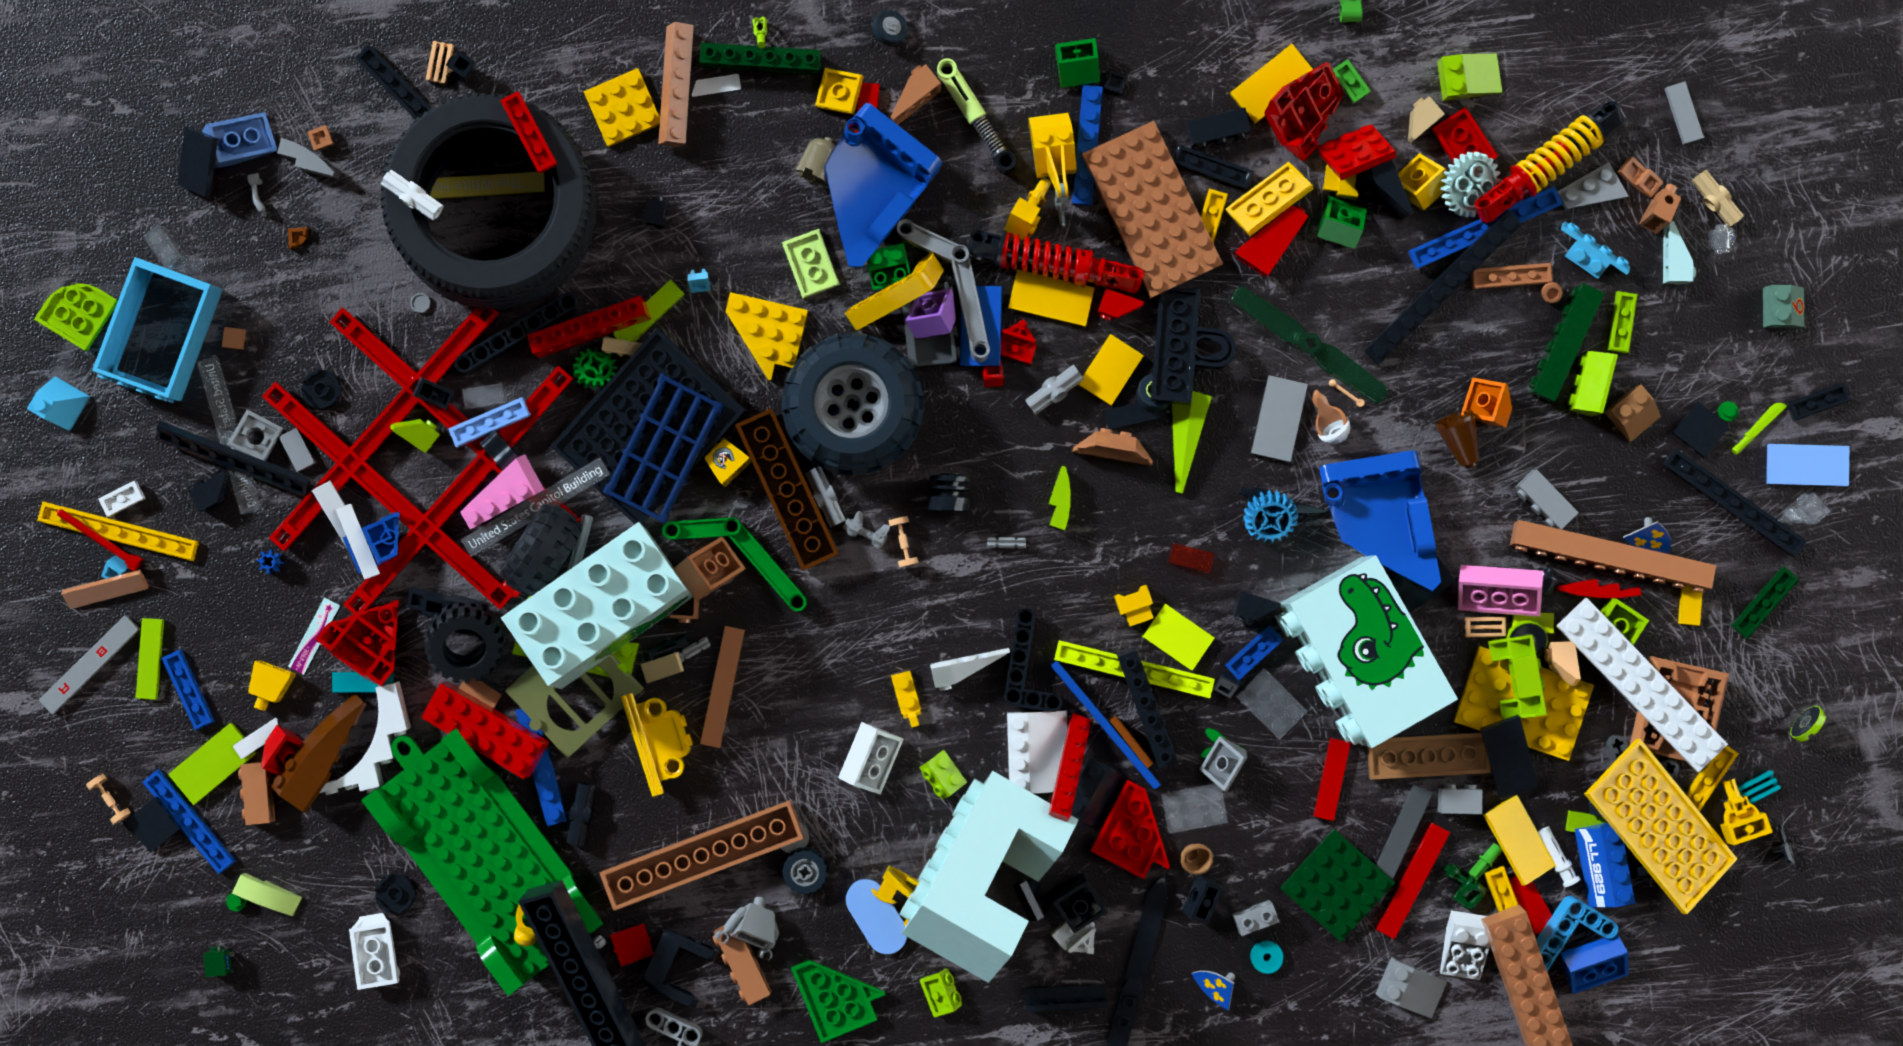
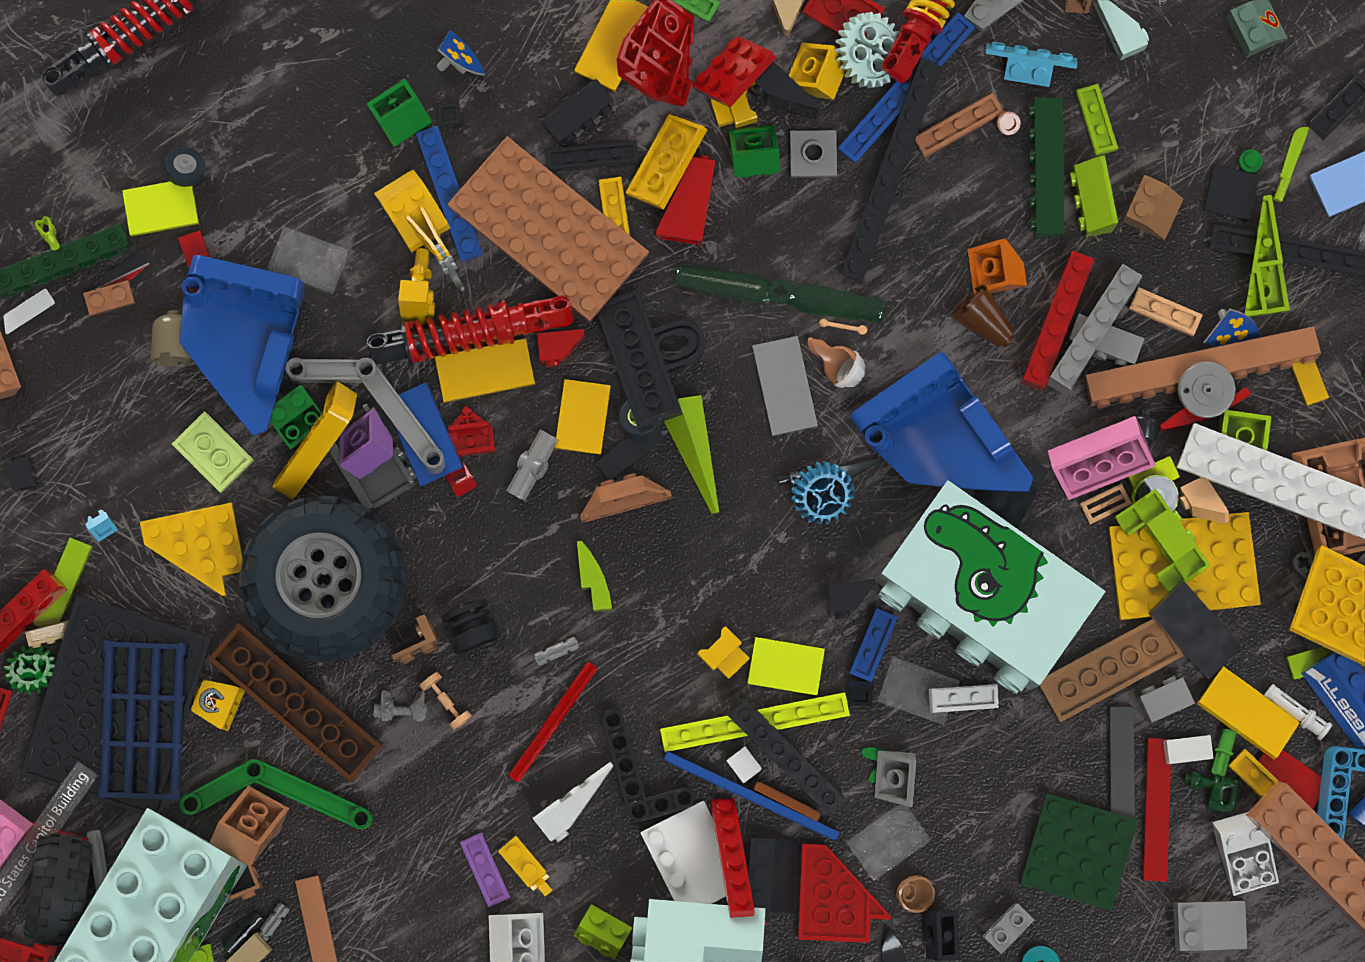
camera: 20 degrees left, 5 degrees down
(784, 105) = (109, 298): none -> nougat plate
(800, 91) = (125, 271): none -> black sticker
(825, 496) = (340, 692): light grey piece -> none
(839, 91) = (160, 257): yellow tile -> none
(856, 51) = (159, 208): none -> neon yellow tile
(874, 685) = (485, 869): none -> medium lavender tile
(913, 480) = (425, 631): none -> medium nougat bracket
(918, 91) = (244, 218): nougat slope -> none
(954, 146) = (308, 259): none -> clear plate
(974, 114) = (315, 215): piece -> none
(978, 596) = (553, 722): none -> red axle
(1110, 698) = (744, 765): none -> white panel
(1145, 38) = (458, 55): none -> shield
(1191, 558) = (760, 575): clear red slope -> none
(1304, 726) = (963, 698): none -> white tile
(1331, 779) = (1020, 741): red tile -> none
(1374, 251) = (805, 168): none -> light grey piece
(1459, 846) = (1188, 749): none -> white tile
(1516, 467) = (1057, 321): none -> red brick
(1543, 488) = (1094, 330): none -> light grey arch
(1604, 498) = (1165, 312): none -> light nougat tile
(1608, 575) = (1206, 389): none -> light grey wheel
(1696, 513) = (1267, 283): none -> lime wedge

